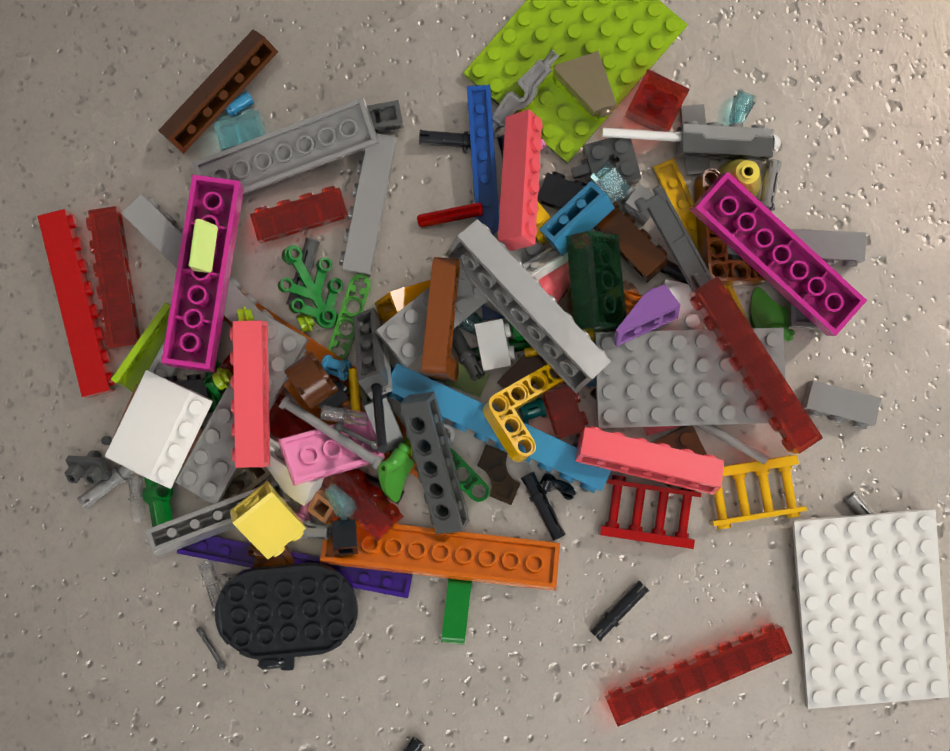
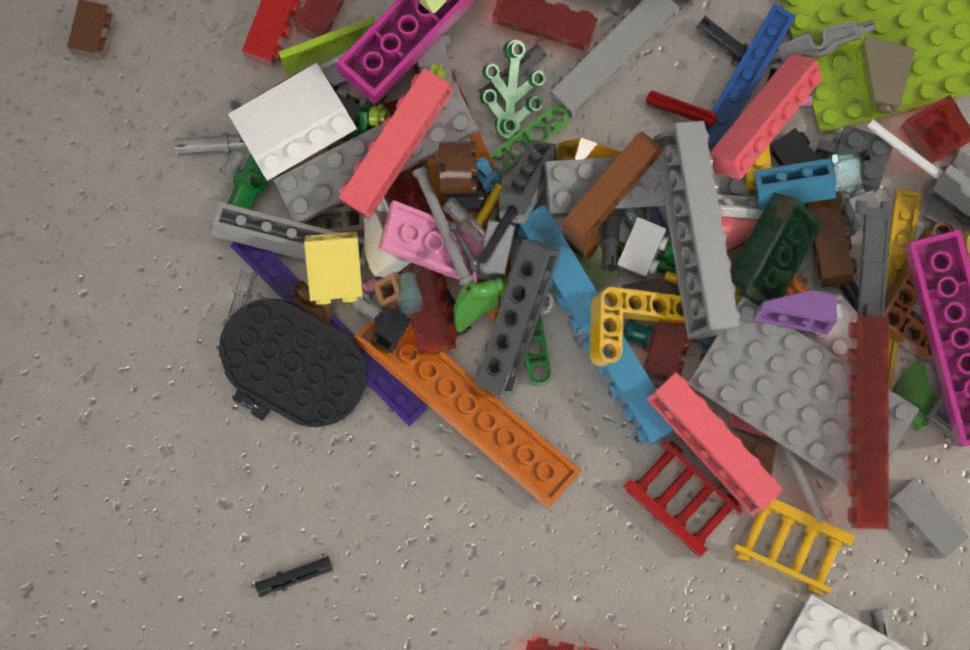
camera: 40 degrees right, 5 degrees down
(89, 467) = (204, 117): dark grey hips -> none
(221, 665) = (199, 374): dark grey hinge -> none
(305, 322) = (485, 118): lime plate -> none
(456, 611) = (445, 468): green beam -> none
(502, 484) = (569, 360): dark brown tile -> none
(540, 500) = (589, 425): black pin -> none
(549, 482) = (609, 409): black arm -> none
(619, 611) = (595, 569): black pin -> none

